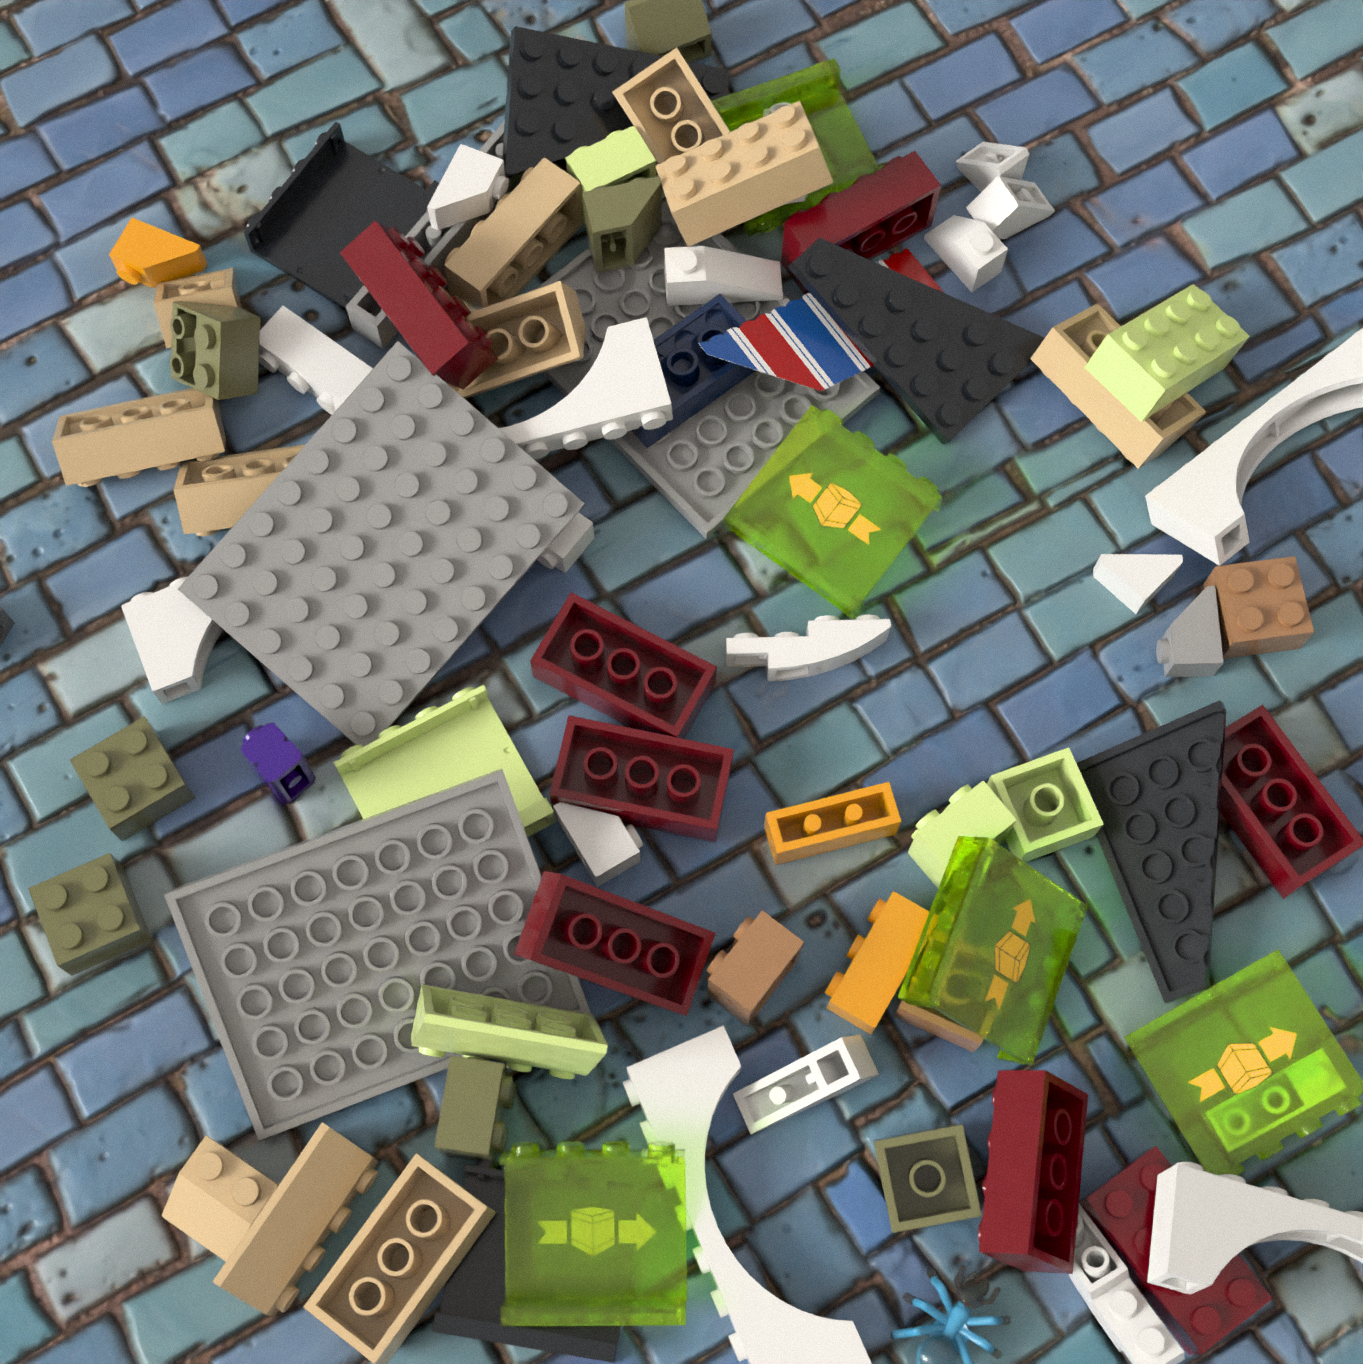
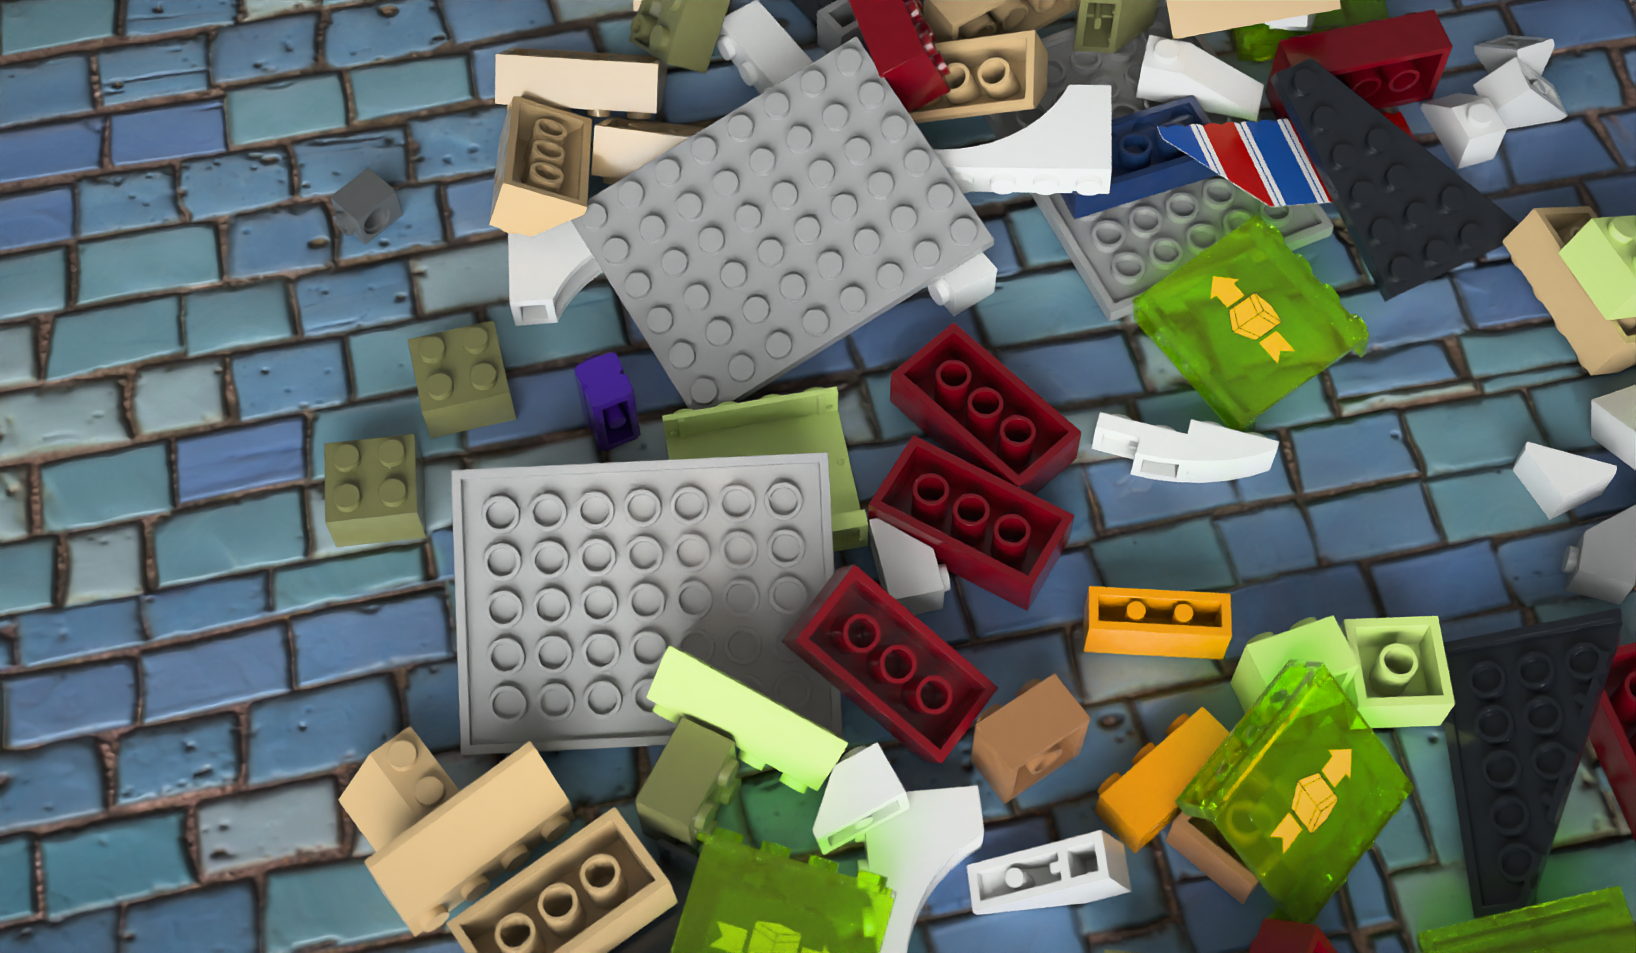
camera: 20 degrees right, 10 degrees down
(136, 547) = (540, 168): none -> tan slope
(625, 1074) = (858, 797): none -> white slope

